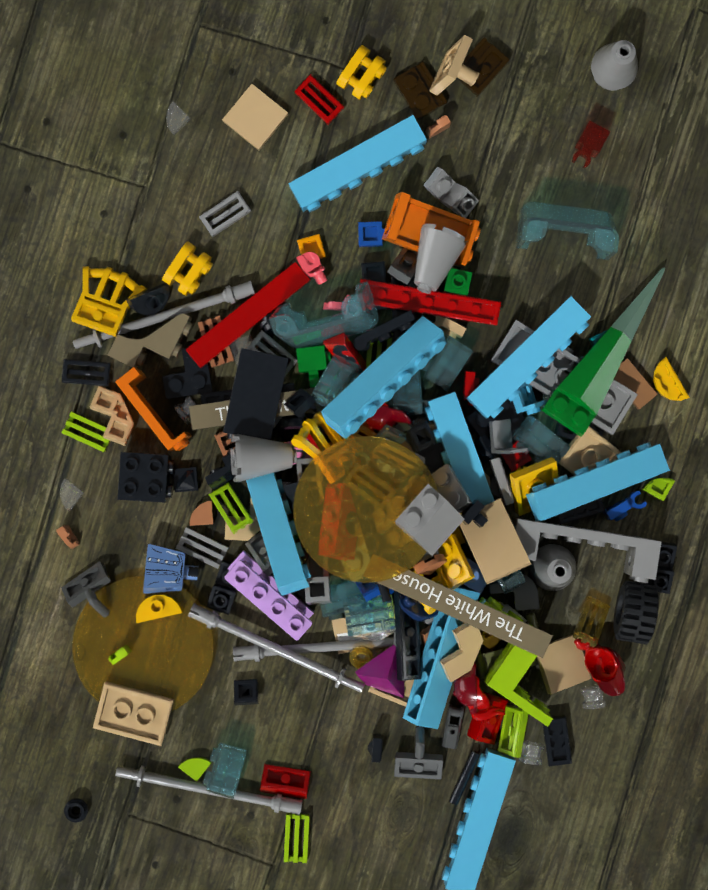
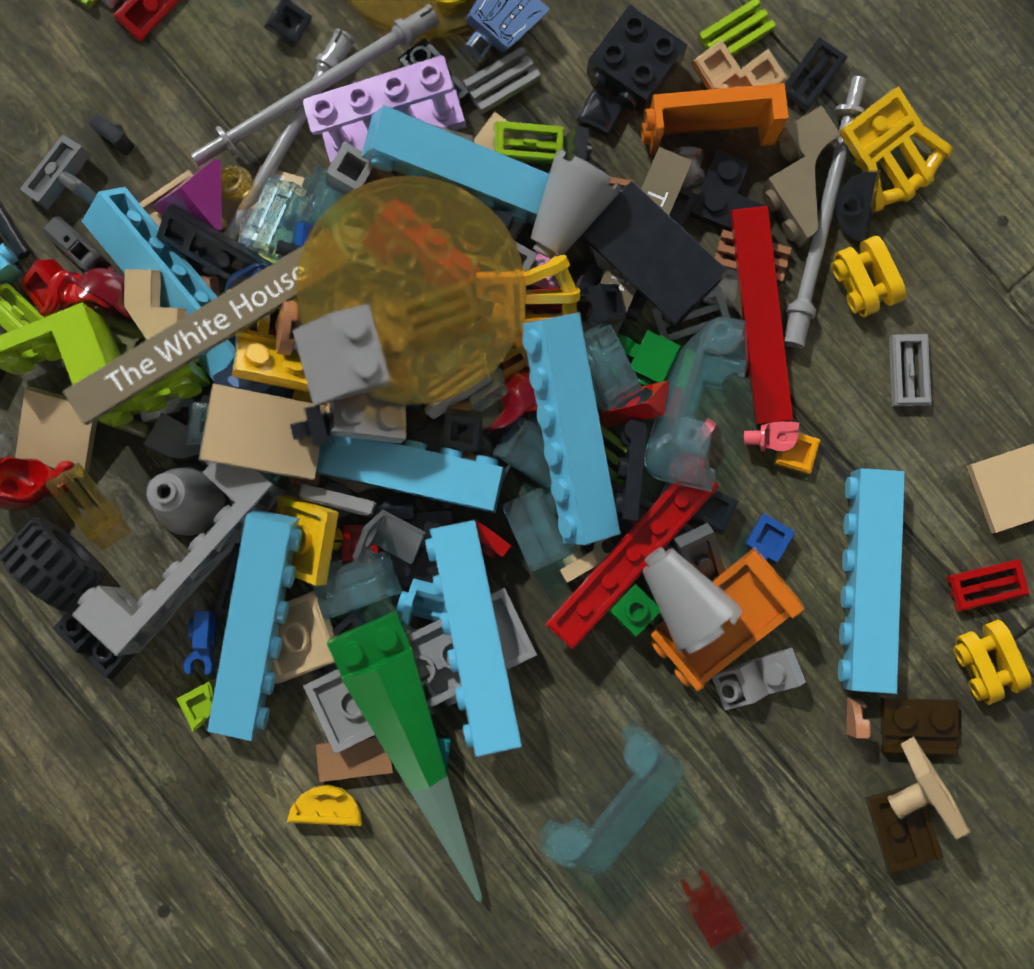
camera: 125 degrees right, 5 degrees down
(202, 514) = (542, 105): nougat tile -> none

